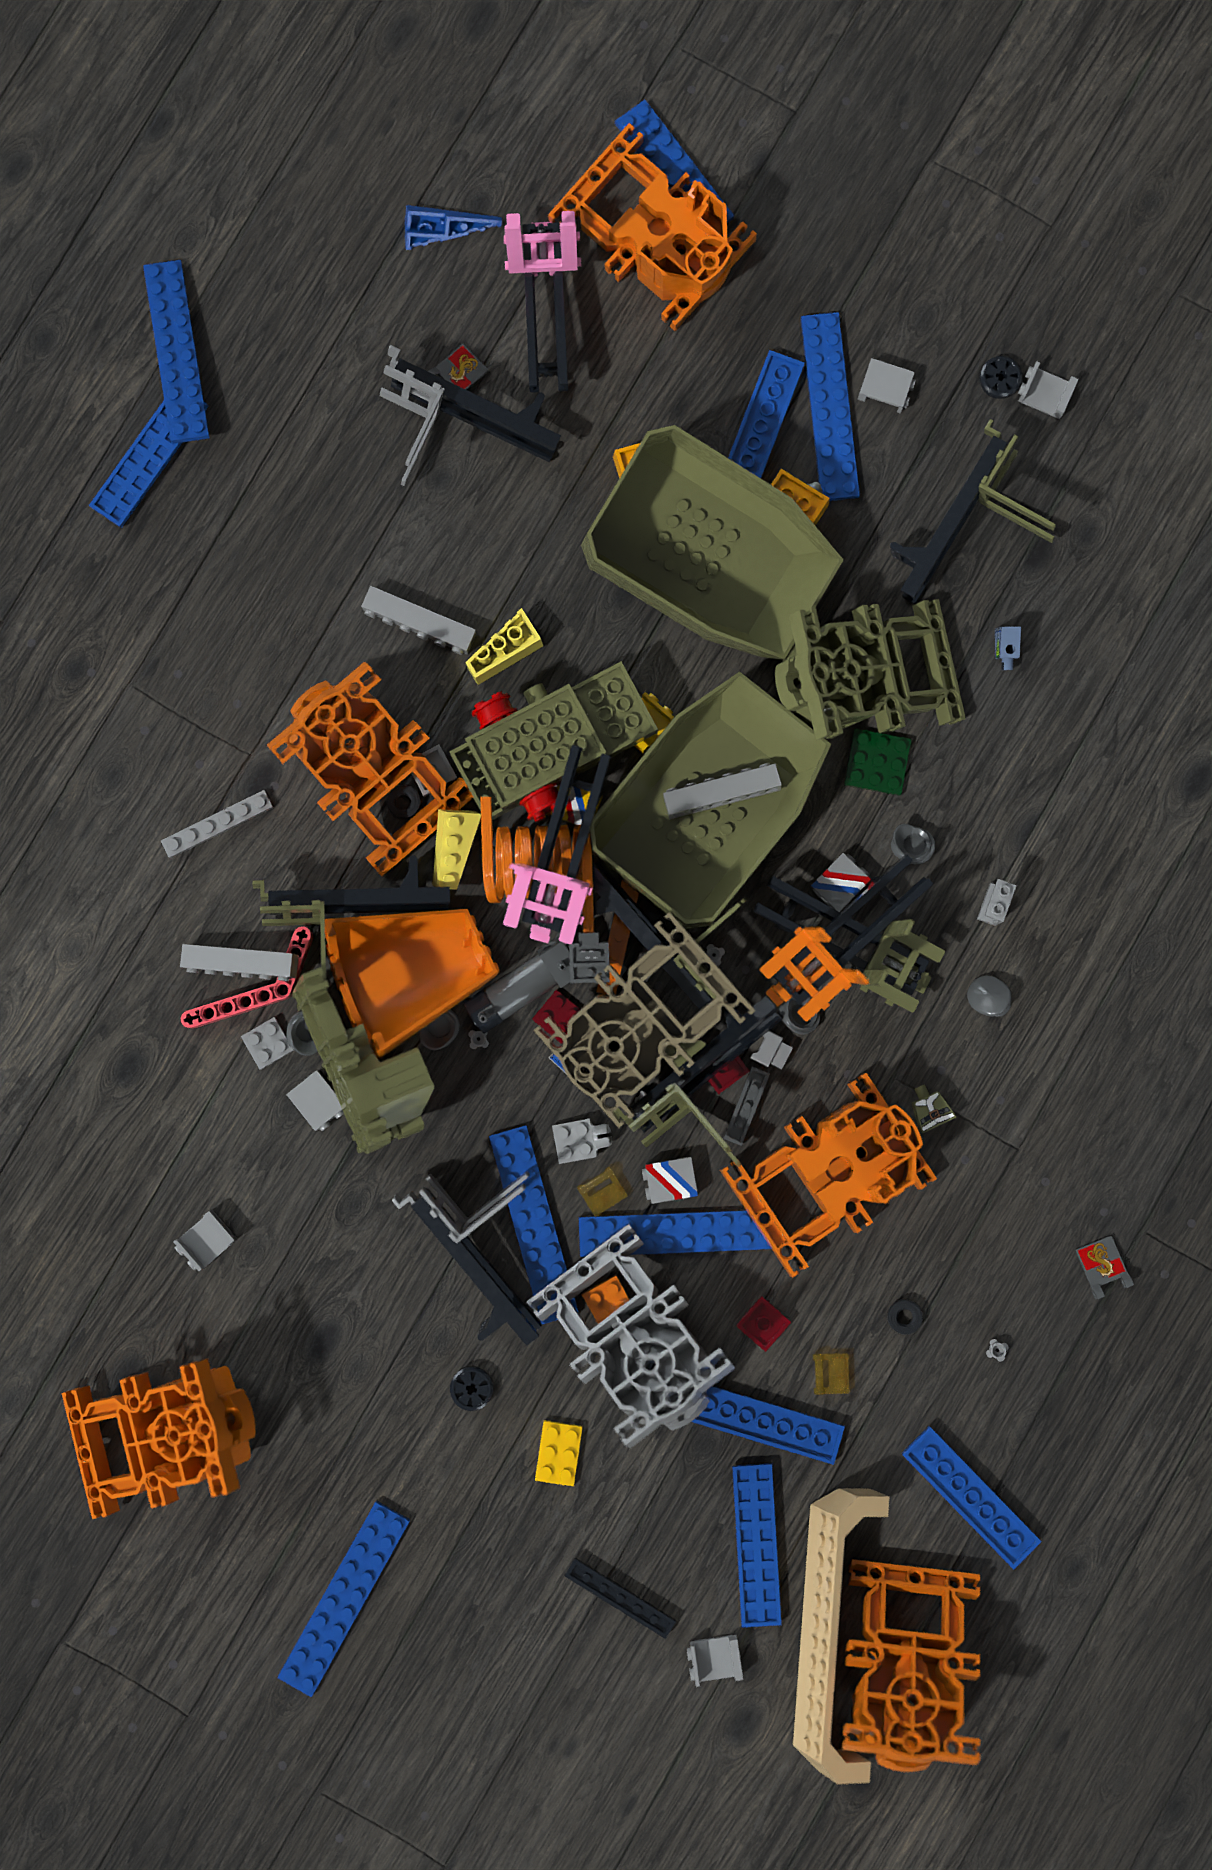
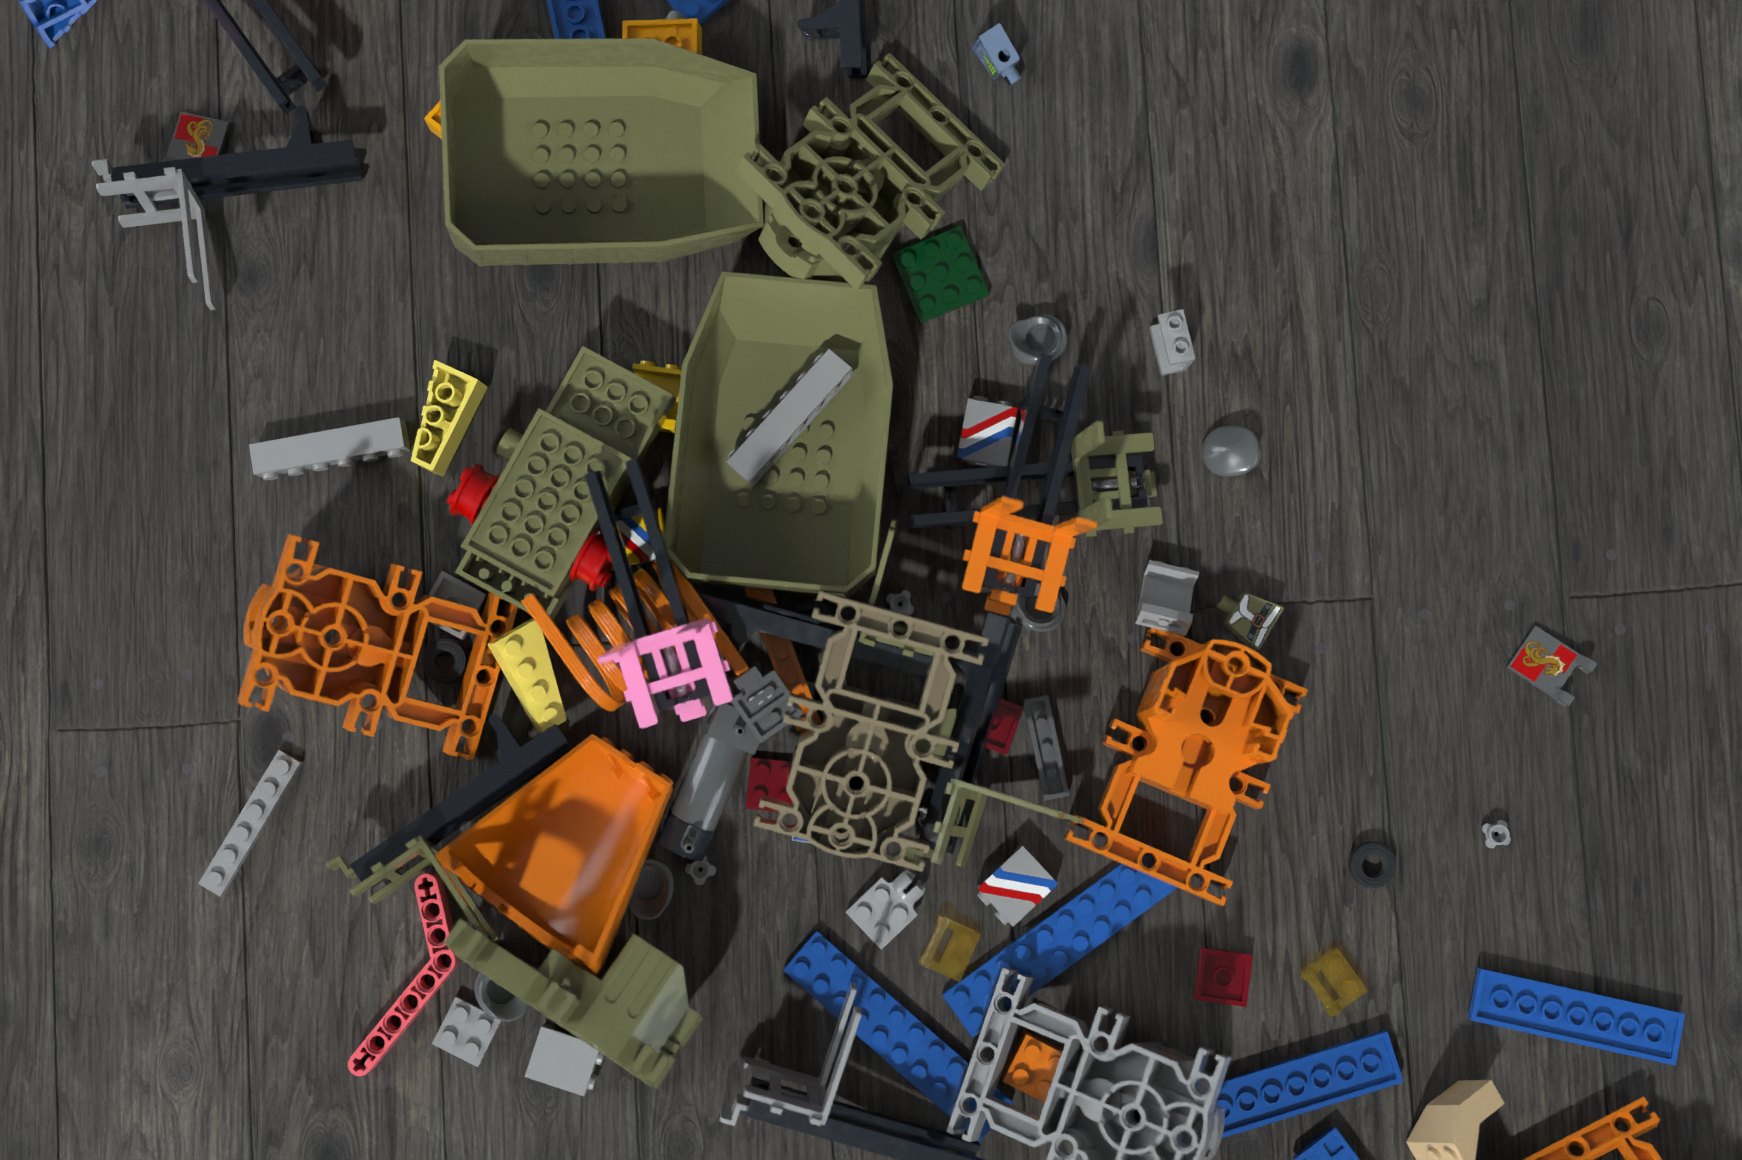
camera: 30 degrees left, 0 degrees up
(239, 961) = (374, 961): light grey brick -> none
(772, 1051) = (1034, 668): light grey piece -> none
(886, 1061) = (1166, 597): none -> light grey panel

